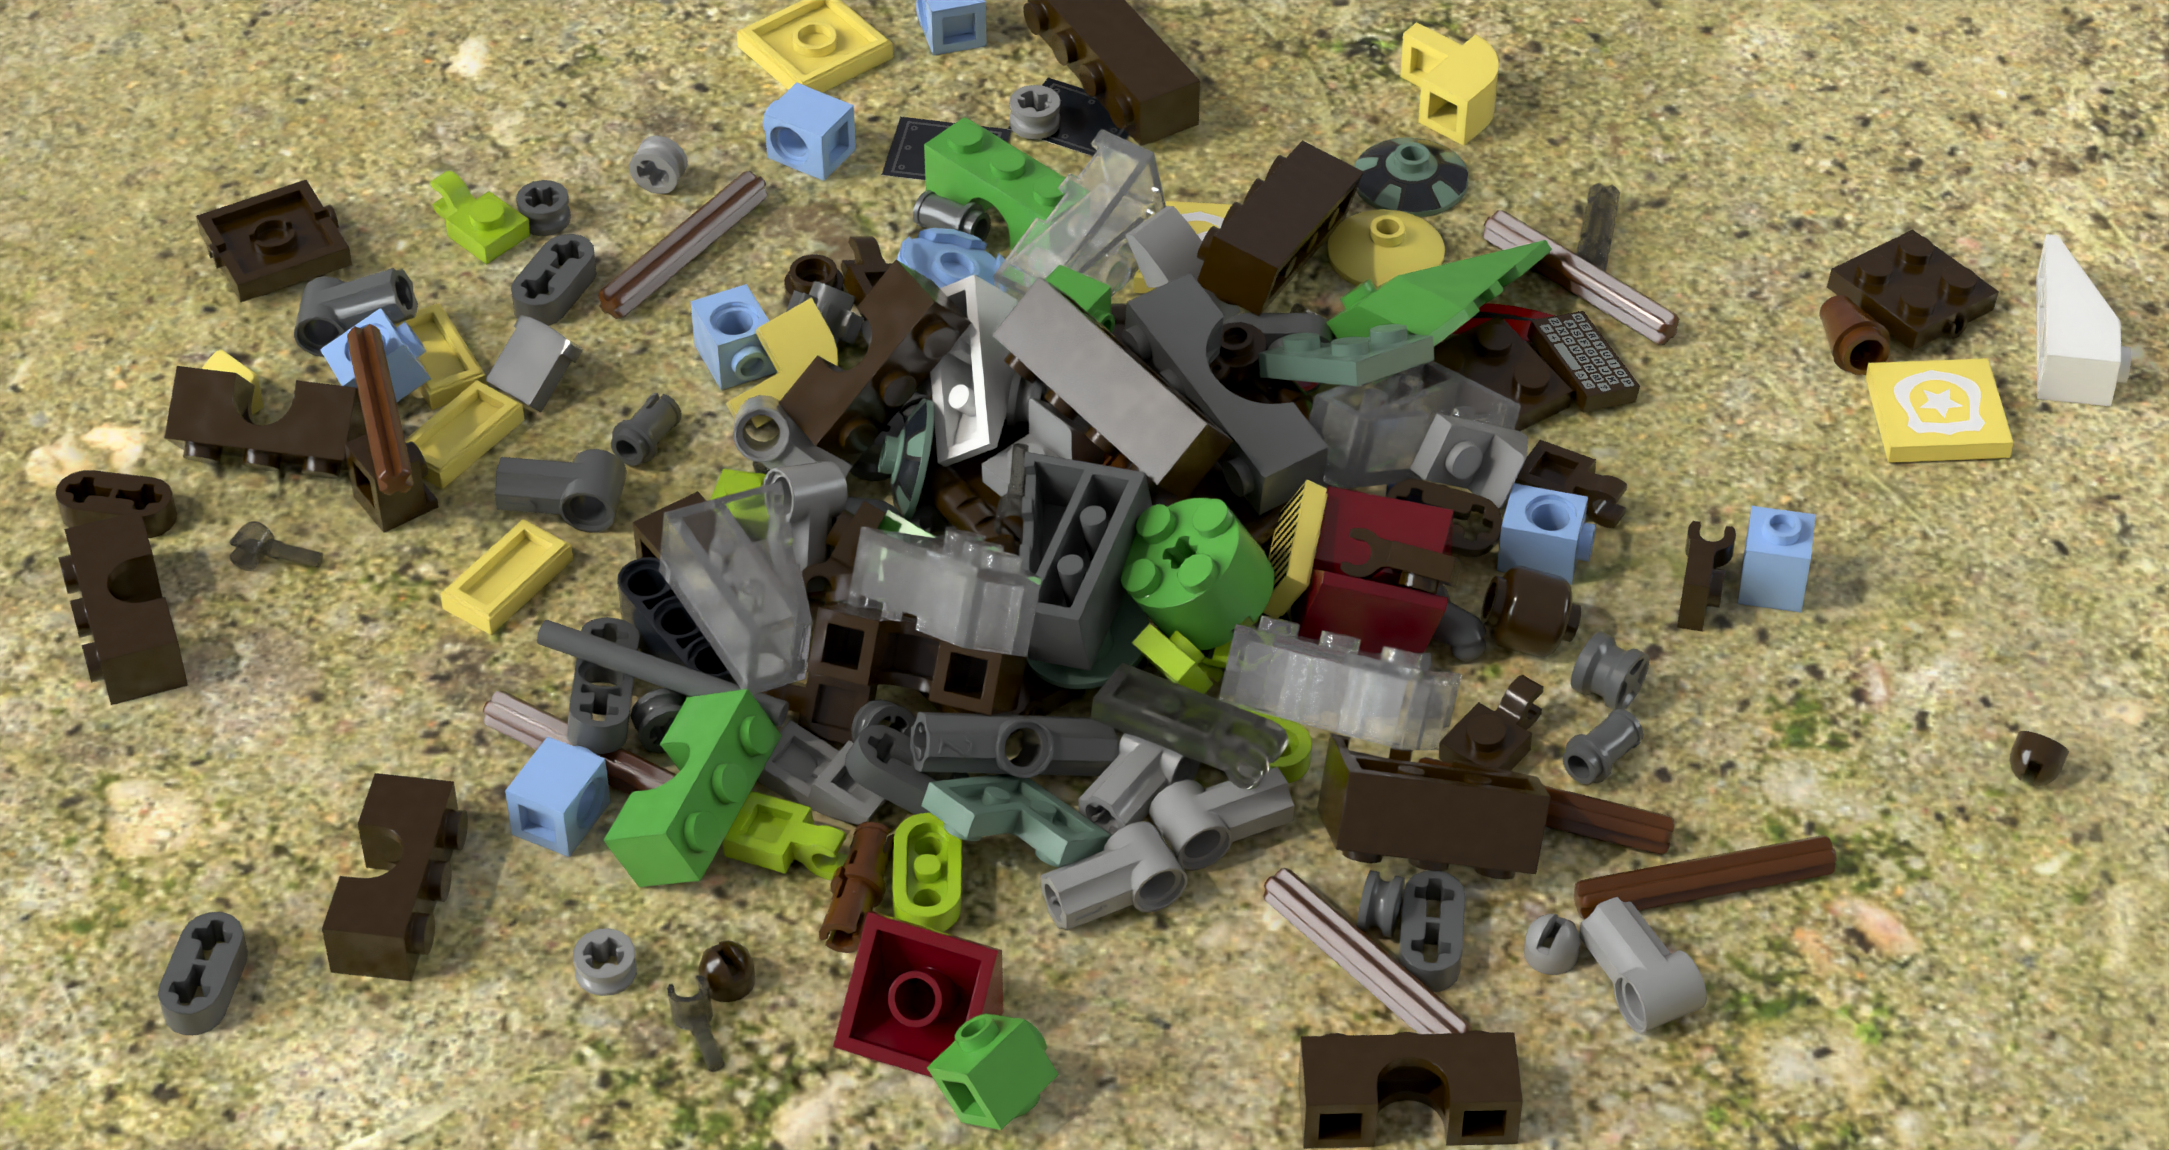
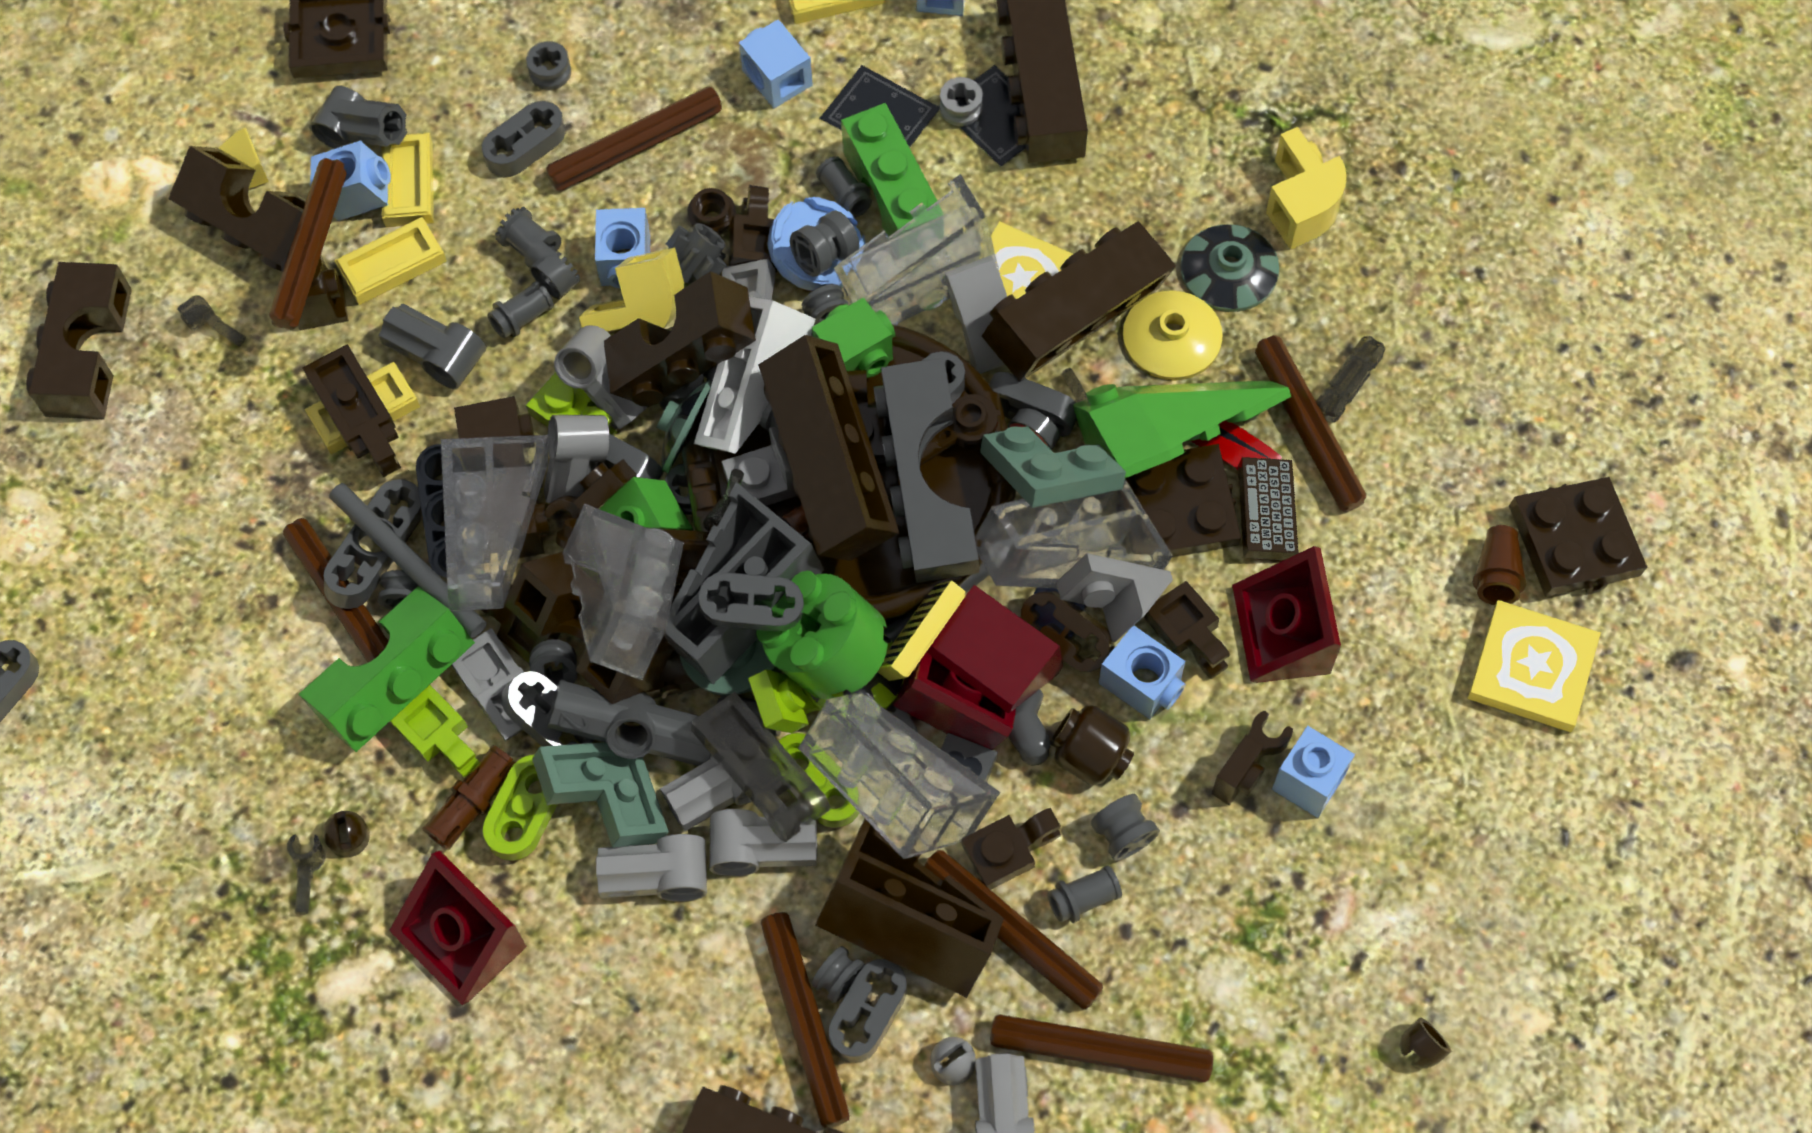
camera: 25 degrees right, 20 degrees up
(103, 495) = (117, 245): dark brown beam -> none
(388, 920) = (132, 697): dark brown arch -> none
(479, 225) = (496, 64): lime plate -> none
(511, 562) = (354, 407): none -> dark brown hinge
(533, 362) = (469, 216): tile -> none
(558, 796) = (297, 631): light blue brick -> none
(599, 946) = (272, 775): light grey bush -> none
(636, 368) = (539, 251): none -> dark grey connector
(658, 164) = (648, 56): light grey bush -> none
(974, 248) = (821, 245): none -> dark grey wheel
(993, 1070) = (475, 1014): bright green brick -> none
(1113, 539) = (751, 588): none -> dark grey beam
(1418, 567) = (994, 690): dark brown plate -> none
(1671, 437) = (1288, 619): none -> dark red slope
(2076, 333) = (1688, 637): white slope -> none

